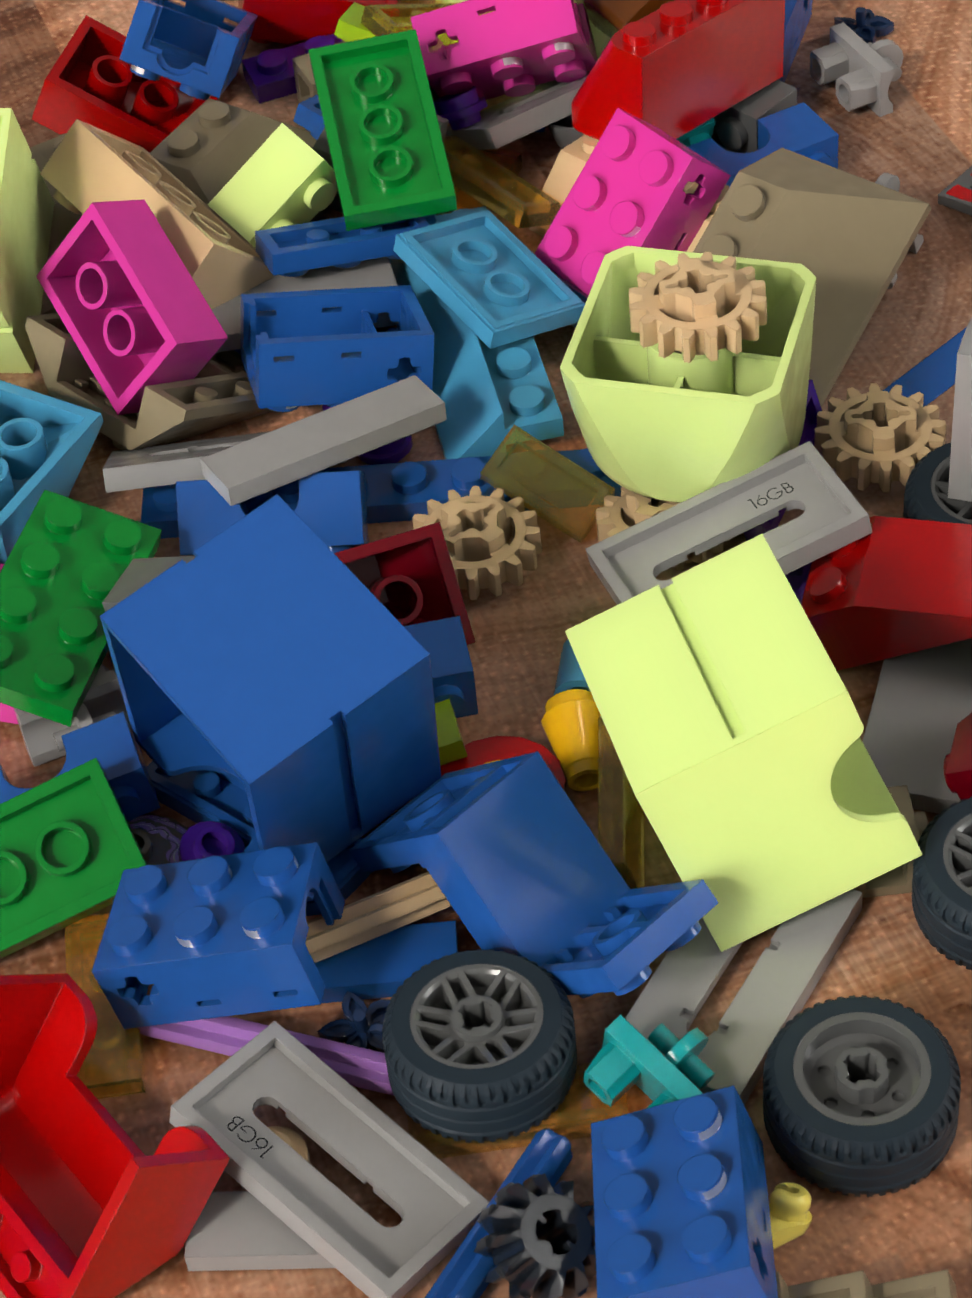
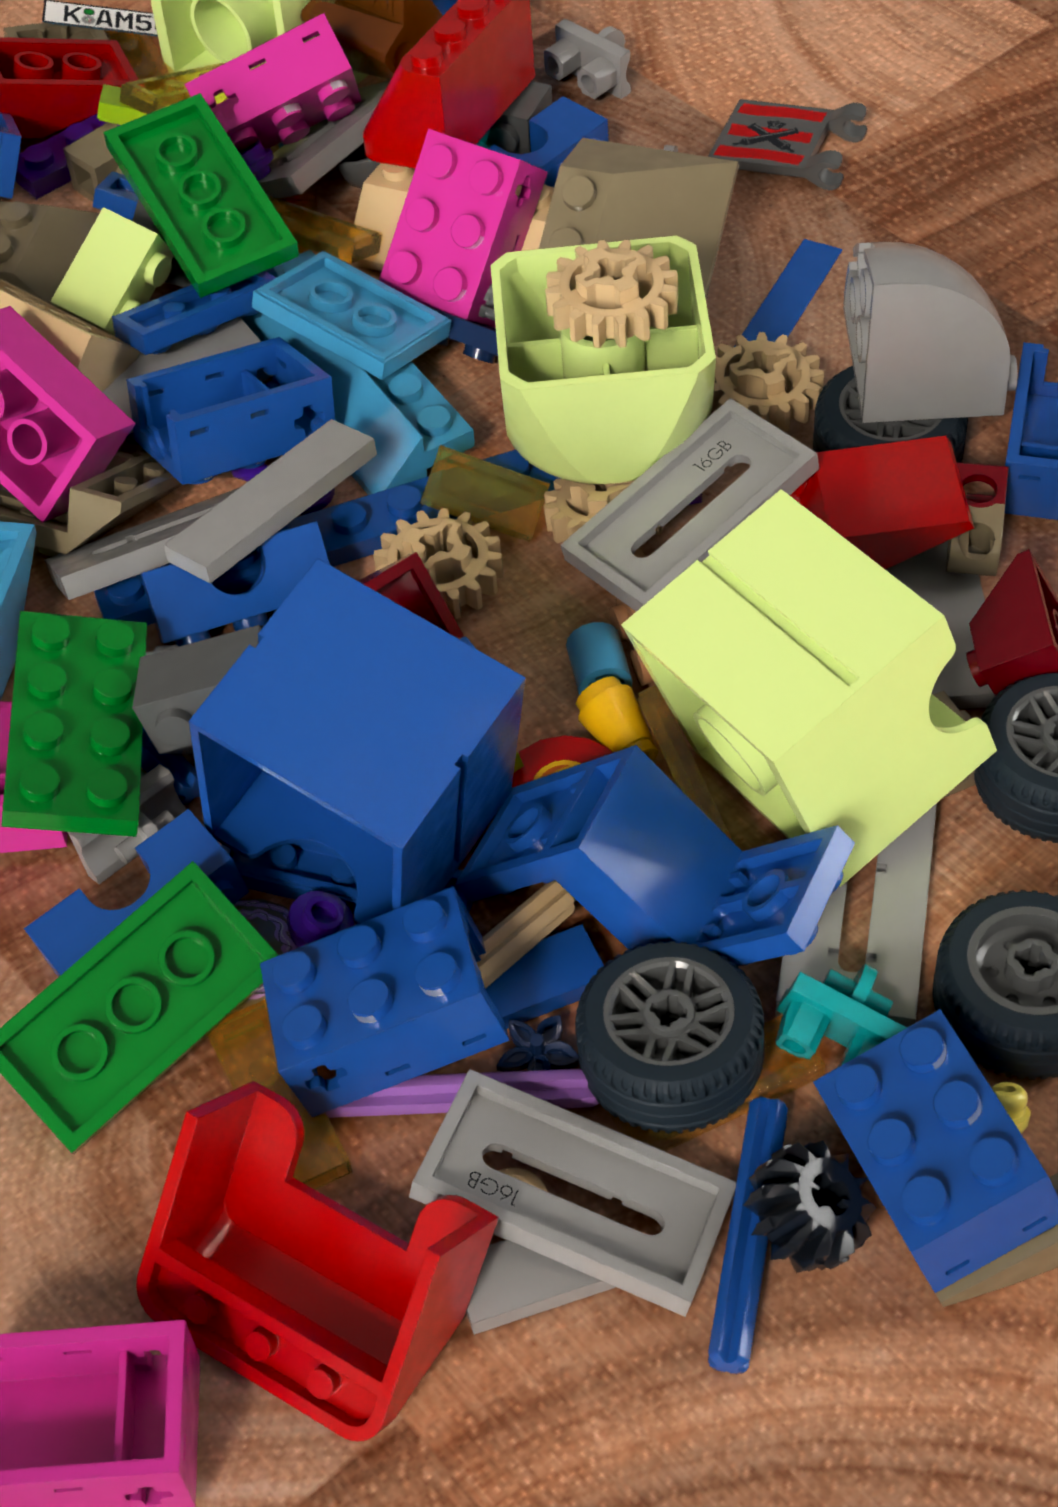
camera: 20 degrees left, 5 degrees up
(867, 25) = (585, 18): dark blue plant -> none

